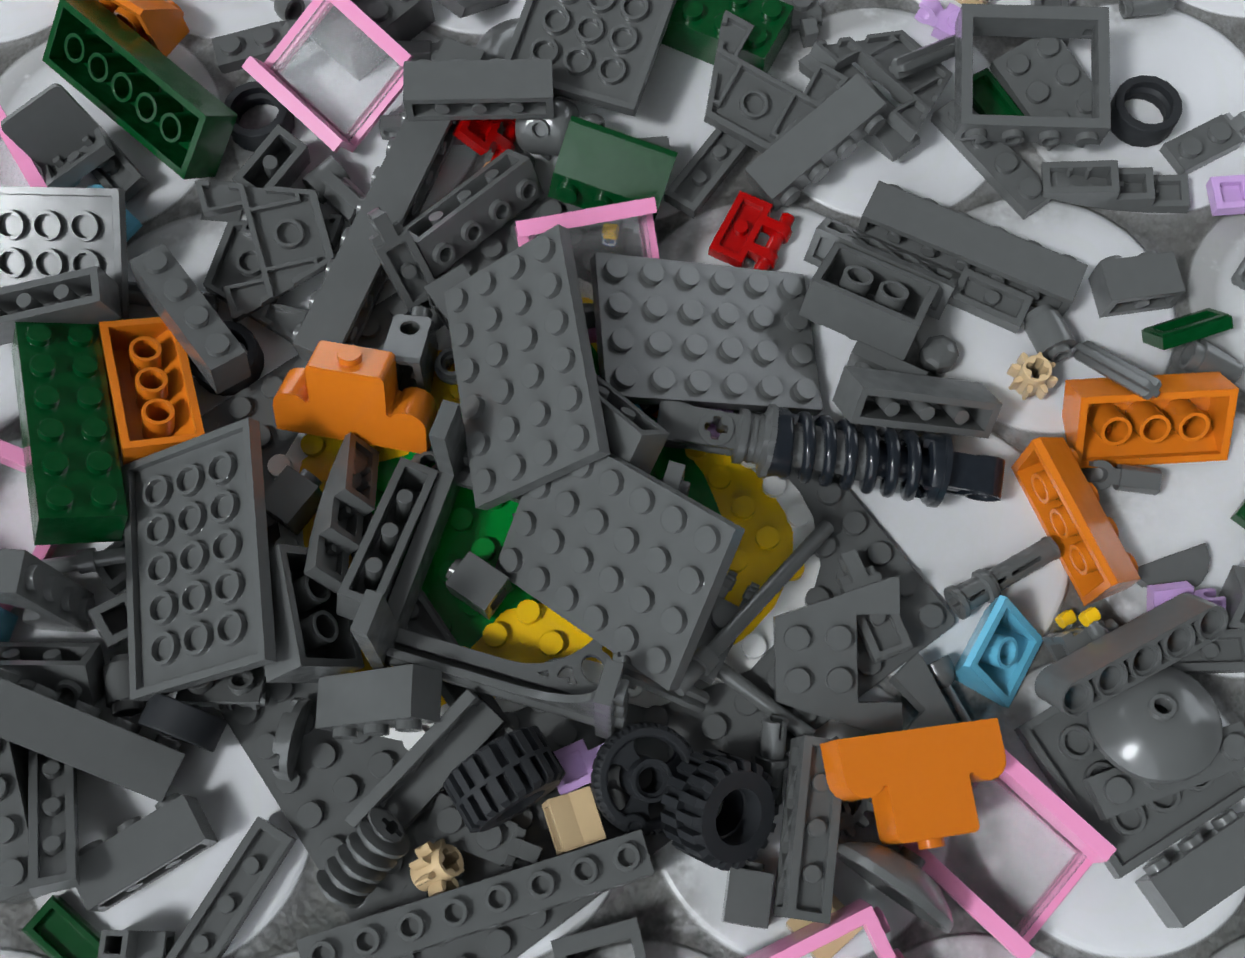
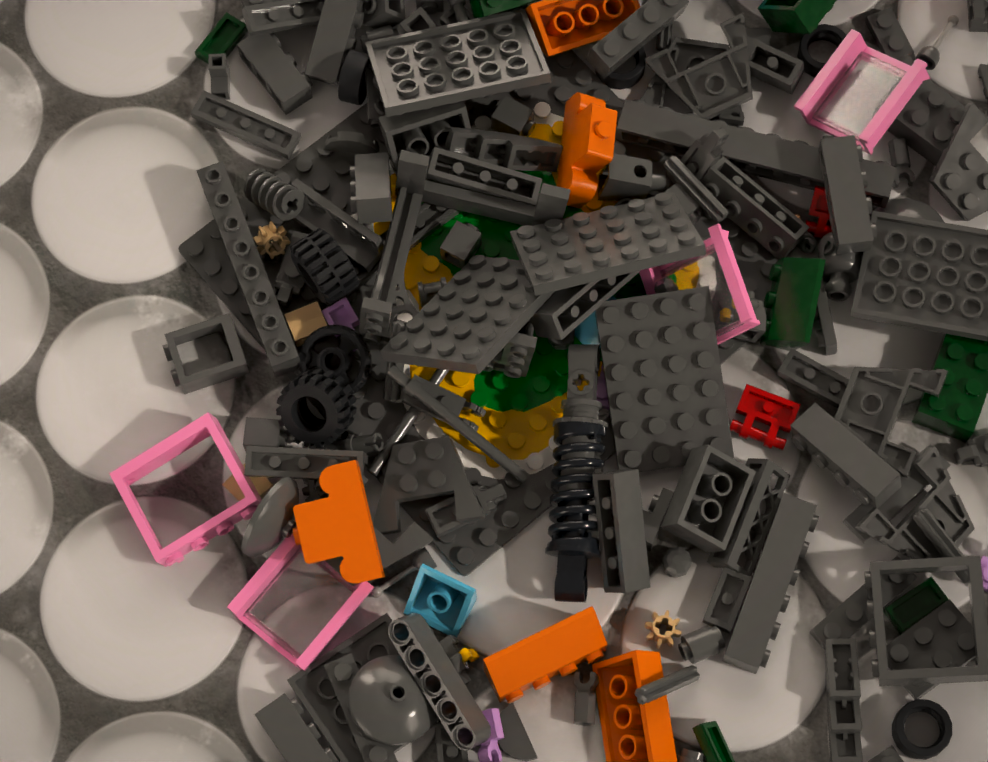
camera: 85 degrees right, 0 degrees up
(334, 188) = (769, 111): dark grey piece -> none
(440, 268) = (696, 189): none -> dark grey axle
(545, 630) = (429, 290): none -> dark grey bush
(988, 584) = (491, 594): dark grey pin -> none
(1136, 283) = (753, 713): dark grey brick -> none

